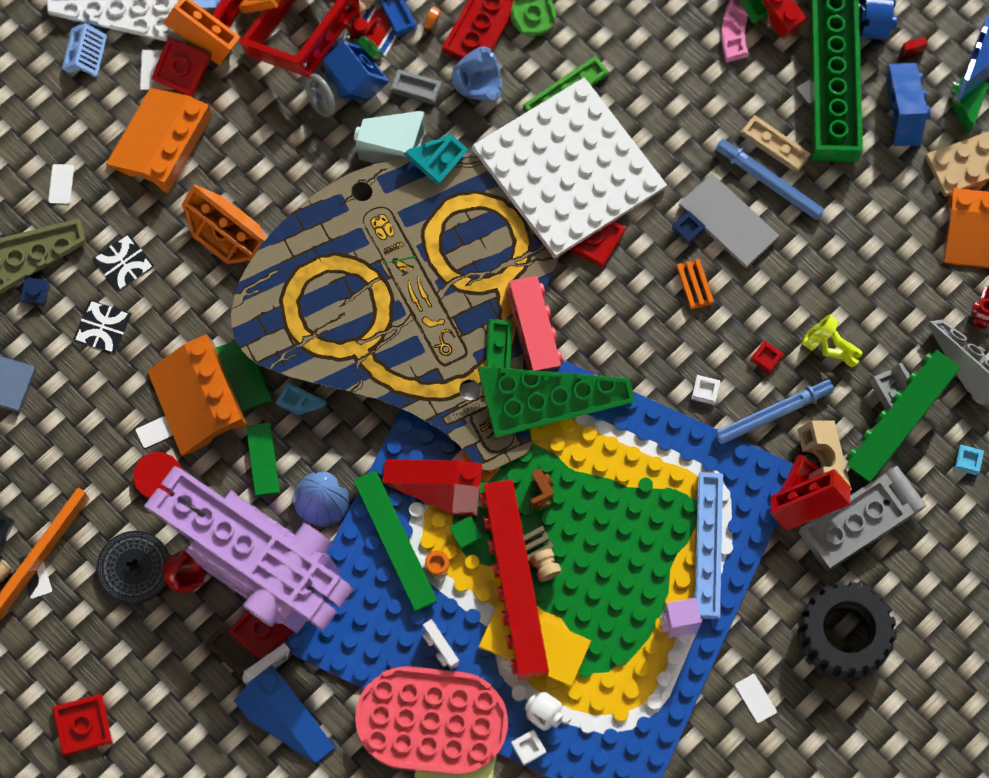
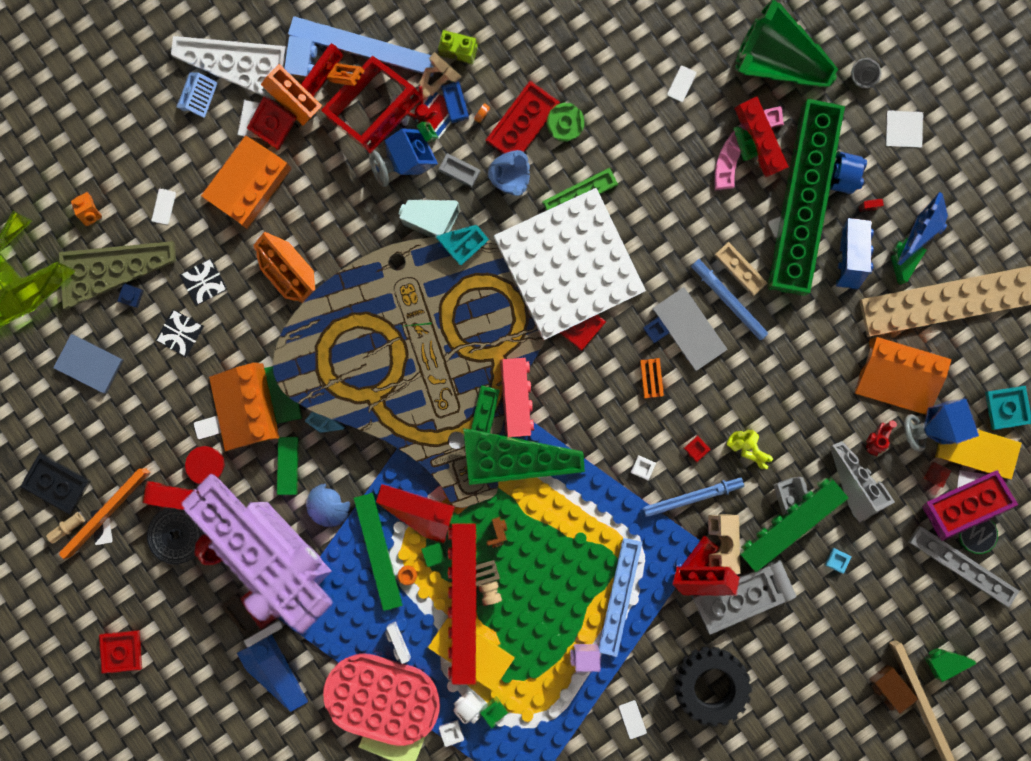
camera: 15 degrees right, 15 degrees up
(123, 514) = (165, 496): none -> red beam
(577, 710) = (493, 711): none -> green panel

